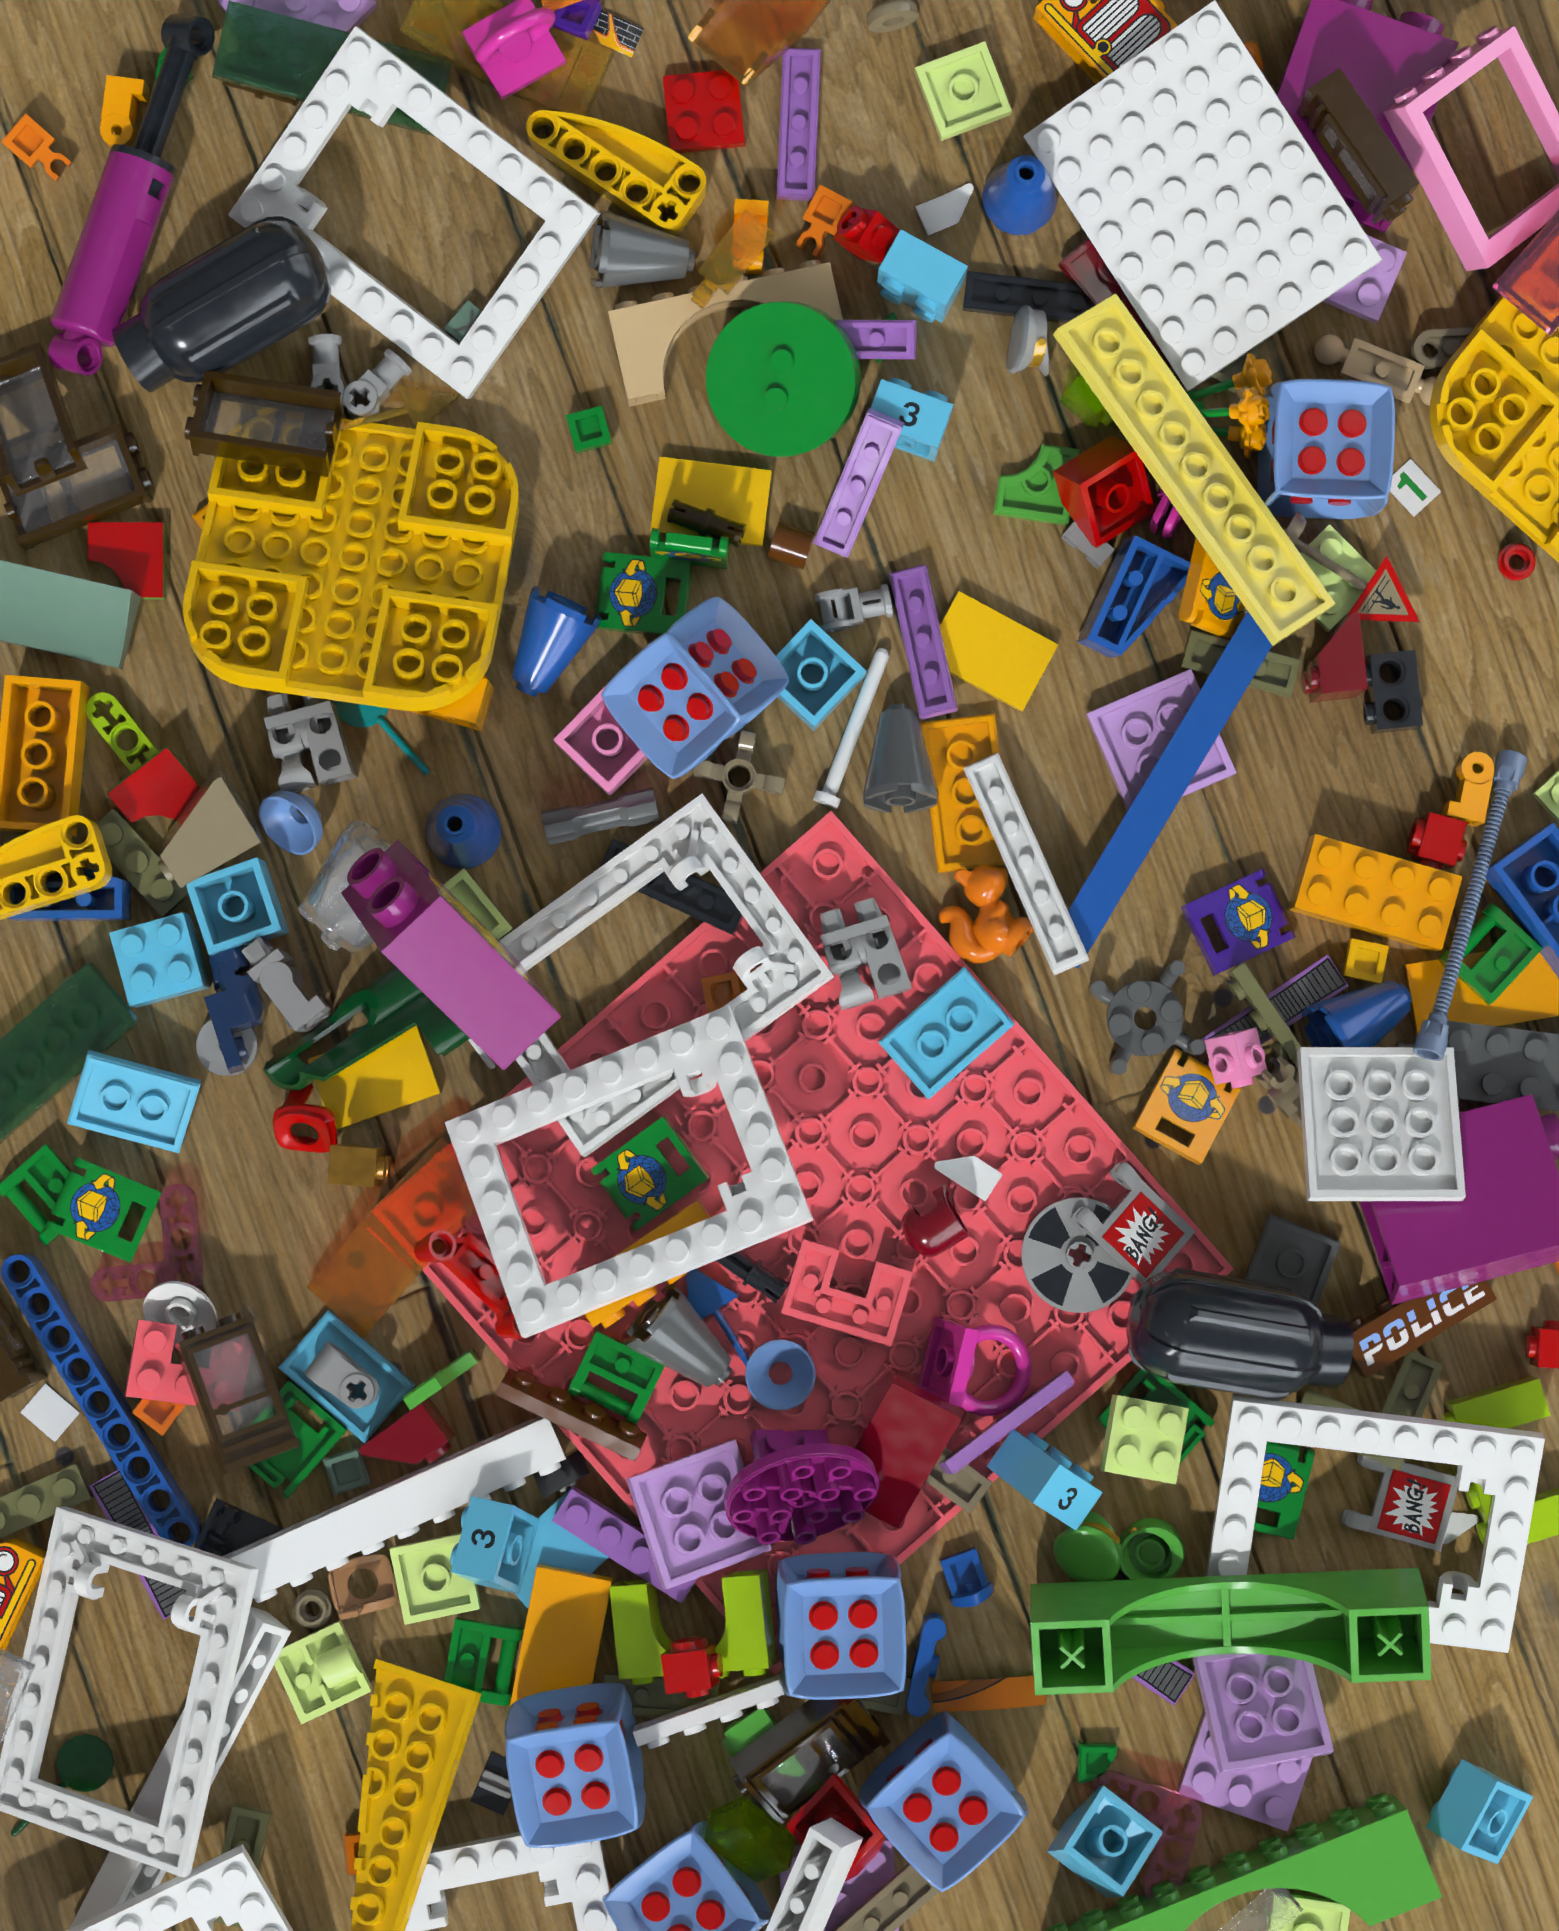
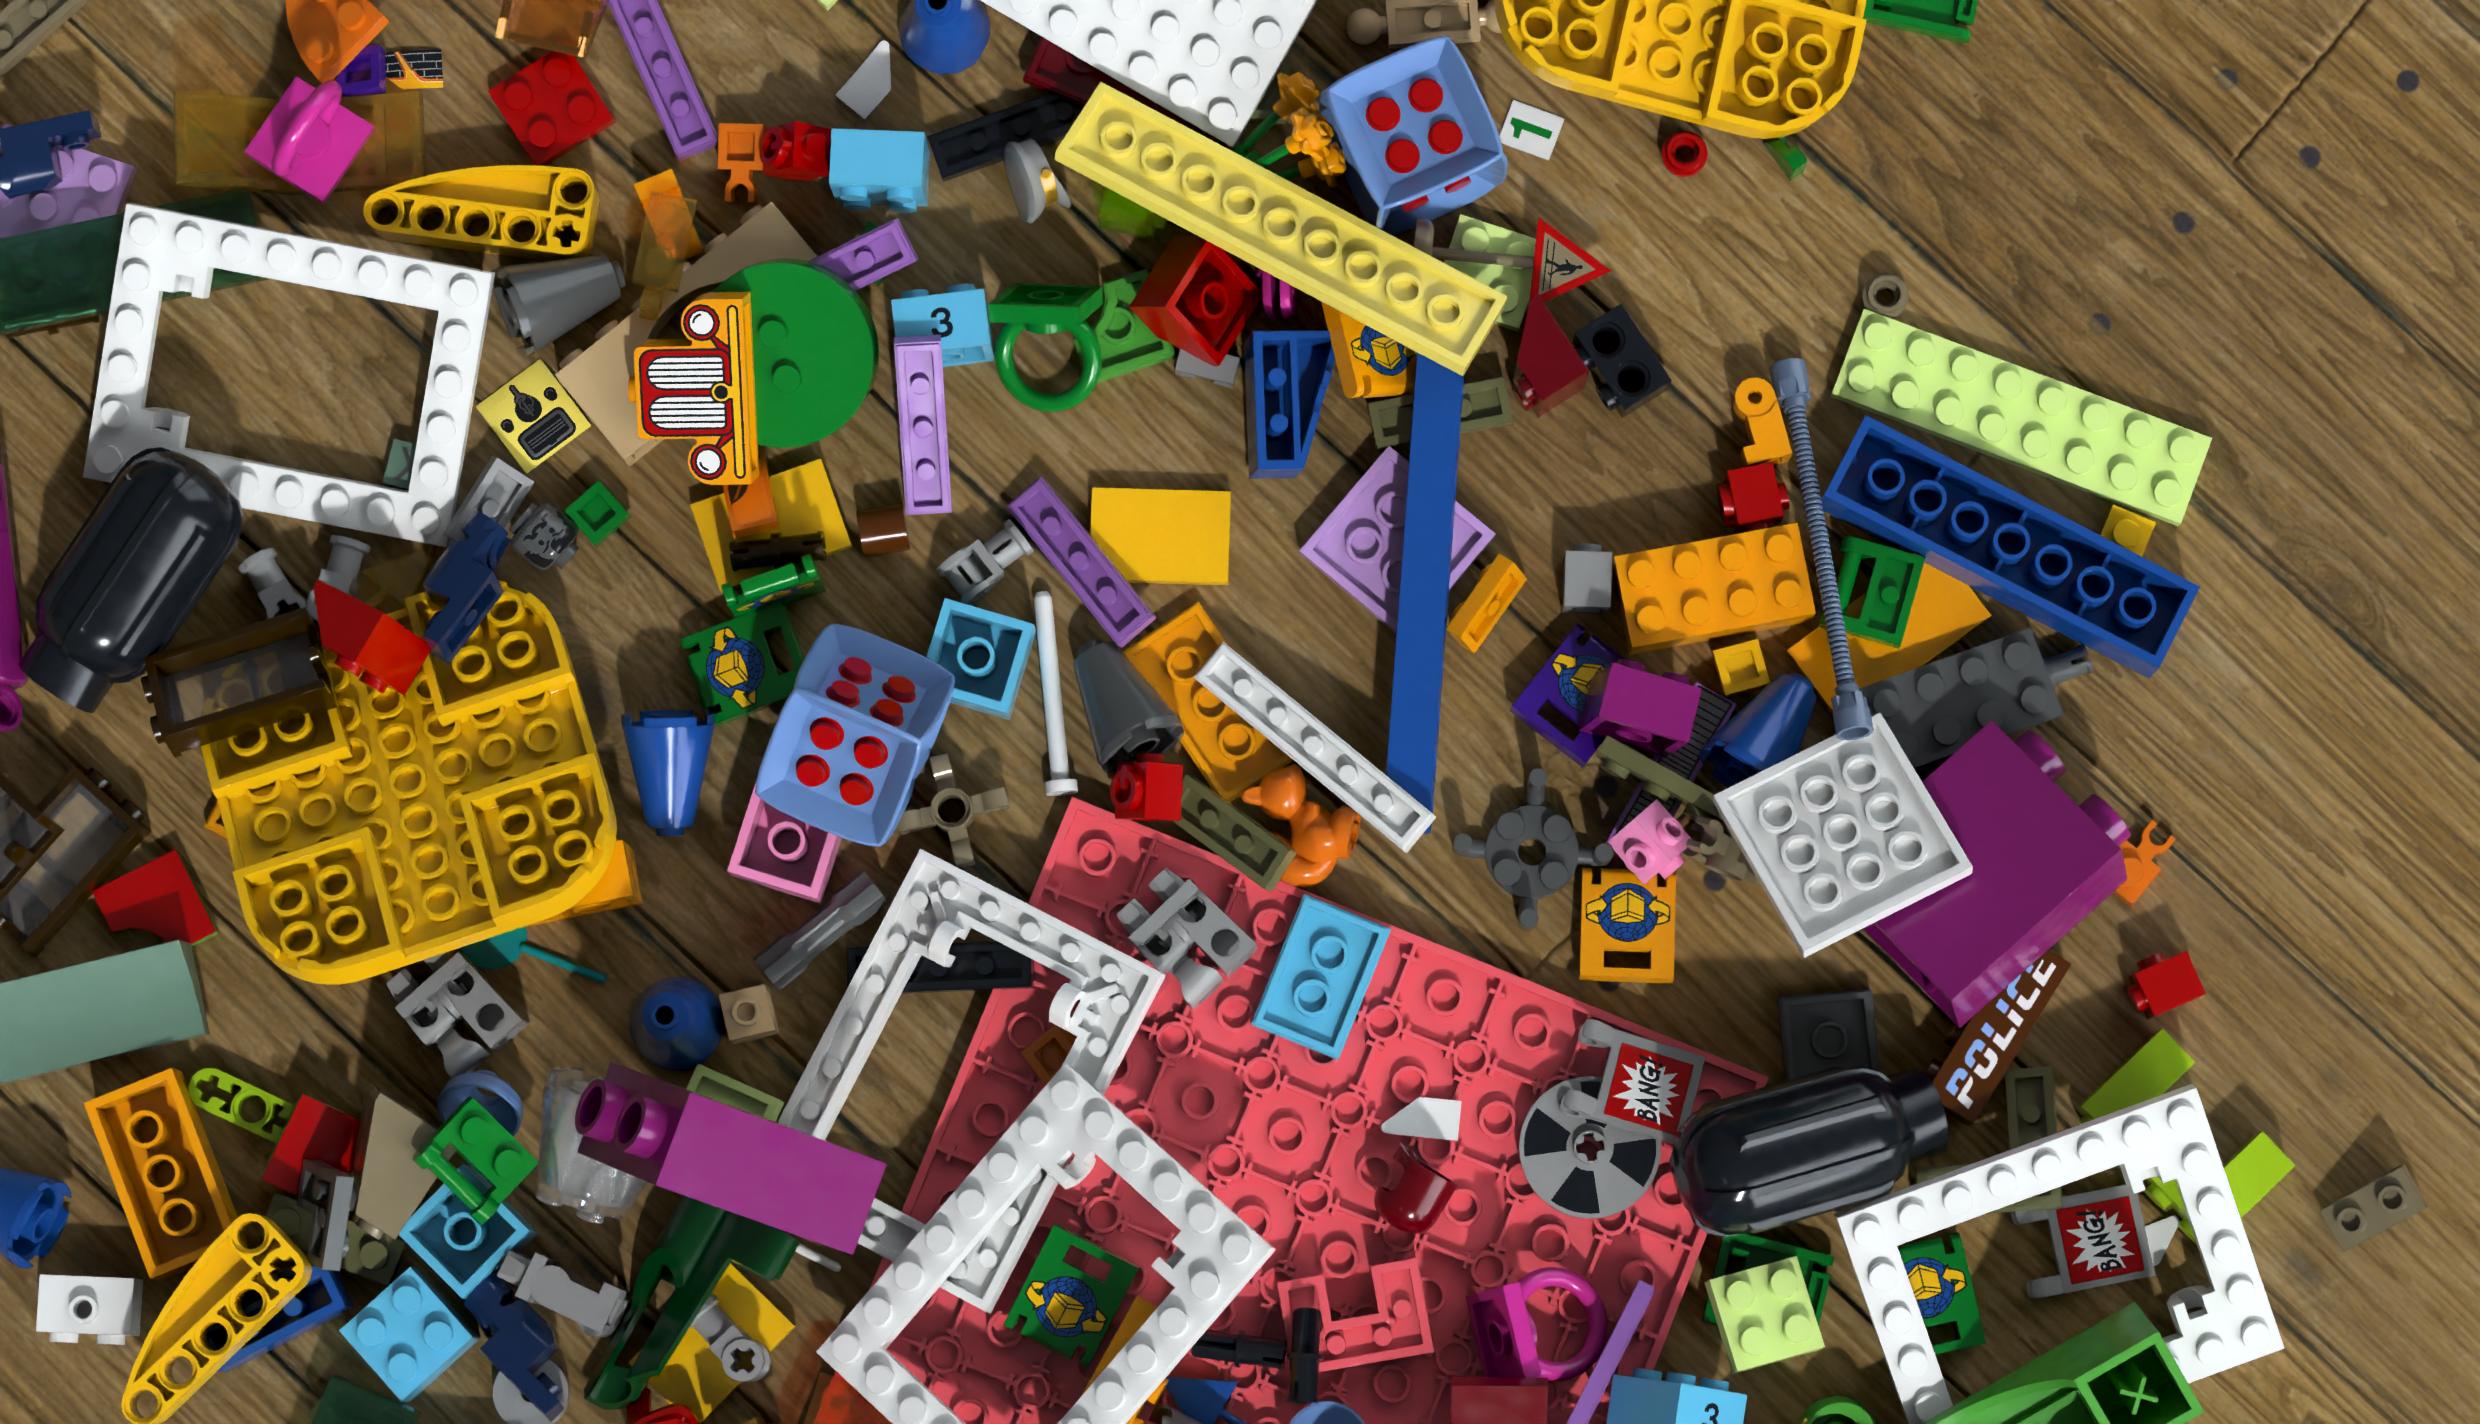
camera: 20 degrees left, 5 degrees down
(148, 833) = (329, 1197): none -> dark grey plate
(278, 854) = (486, 1148): none -> green plate
(374, 440) = (368, 641): none -> red slope
(387, 1080) = (728, 1340): none -> light grey connector
(465, 433) = (464, 584): none -> dark blue plate
(511, 385) = (495, 494): none -> light grey plate
(518, 851) = (749, 1014): none -> tan brick
(542, 427) = (544, 536): none -> dark grey head
(578, 334) = (533, 416): none -> sticker
(706, 469) = (752, 505): none -> slope
(711, 376) = (703, 389): none -> brick
(796, 1303) = (1304, 1356): none -> black axle
(888, 833) = (1147, 789): none -> red brick
(932, 894) = (1233, 834): none -> olive plate
(991, 444) = (1047, 311): none -> green tile
(1204, 820) = (1486, 603): none -> light orange plate
(1279, 955) = (1641, 707): none -> magenta brick
(1286, 840) = (1587, 580): none -> light grey brick

